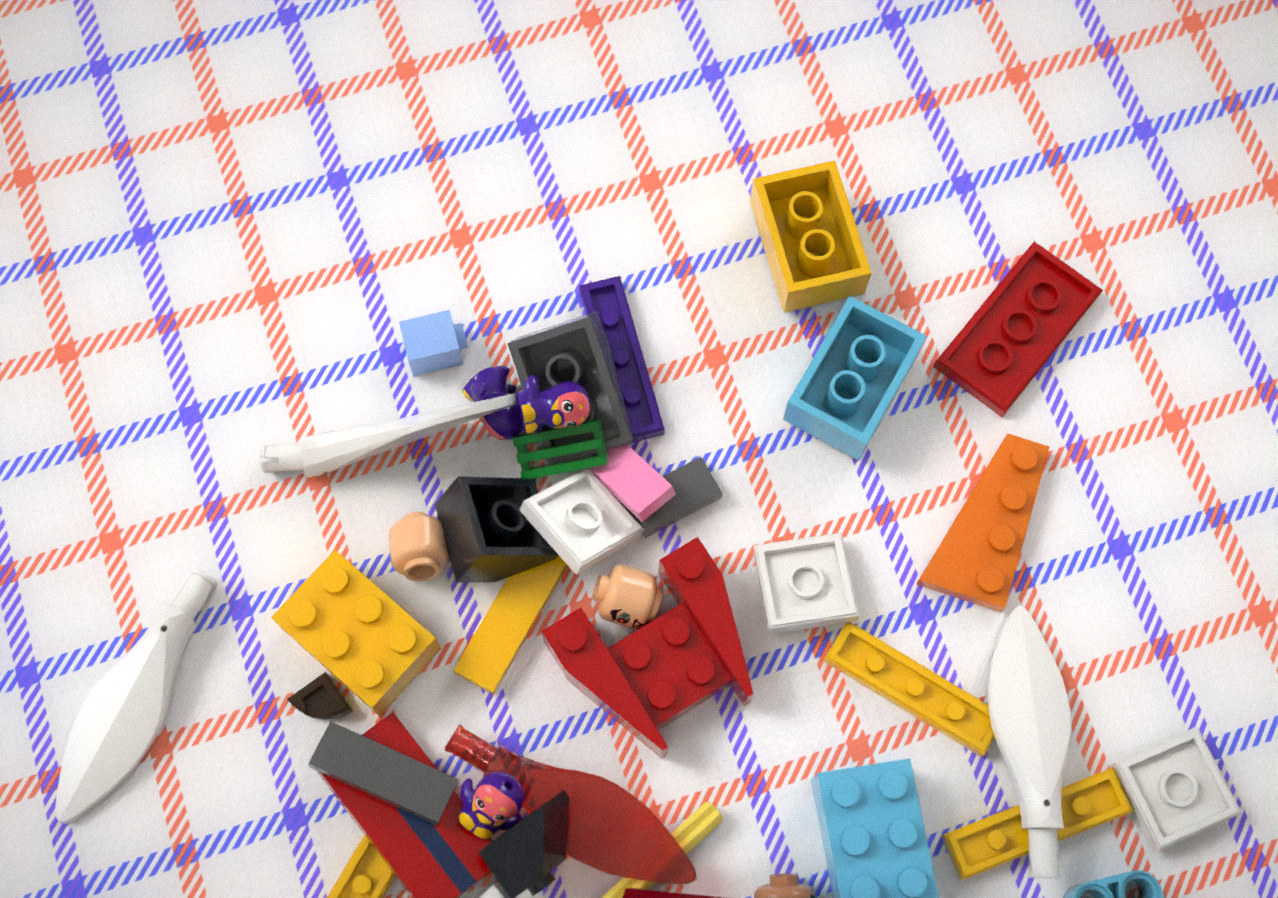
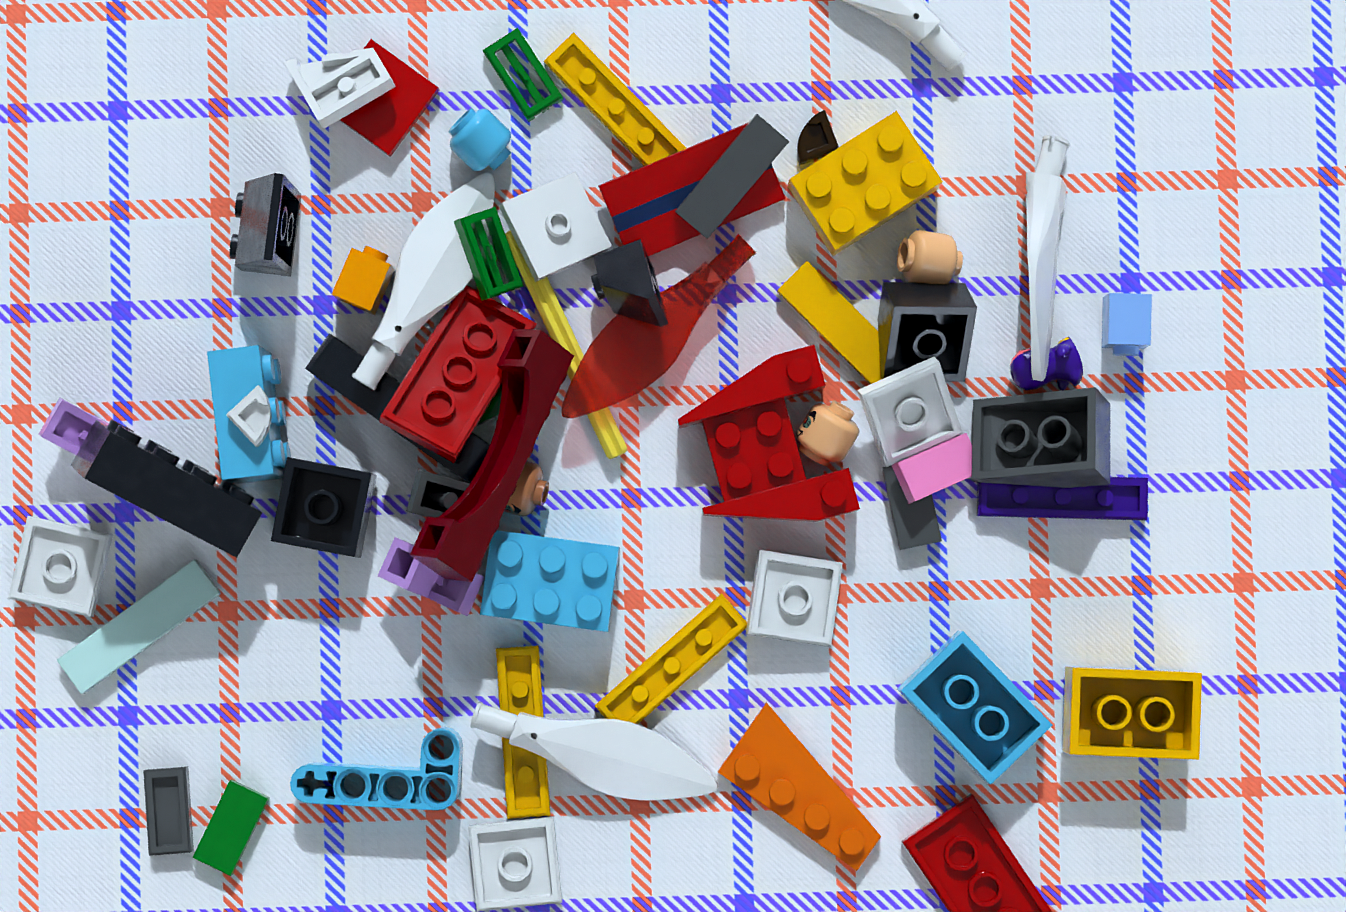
camera: 110 degrees right, 15 degrees up
(491, 805) = (677, 261): animal -> none
(524, 457) = (968, 408): green tile -> none
(557, 406) = (1019, 415): animal -> none

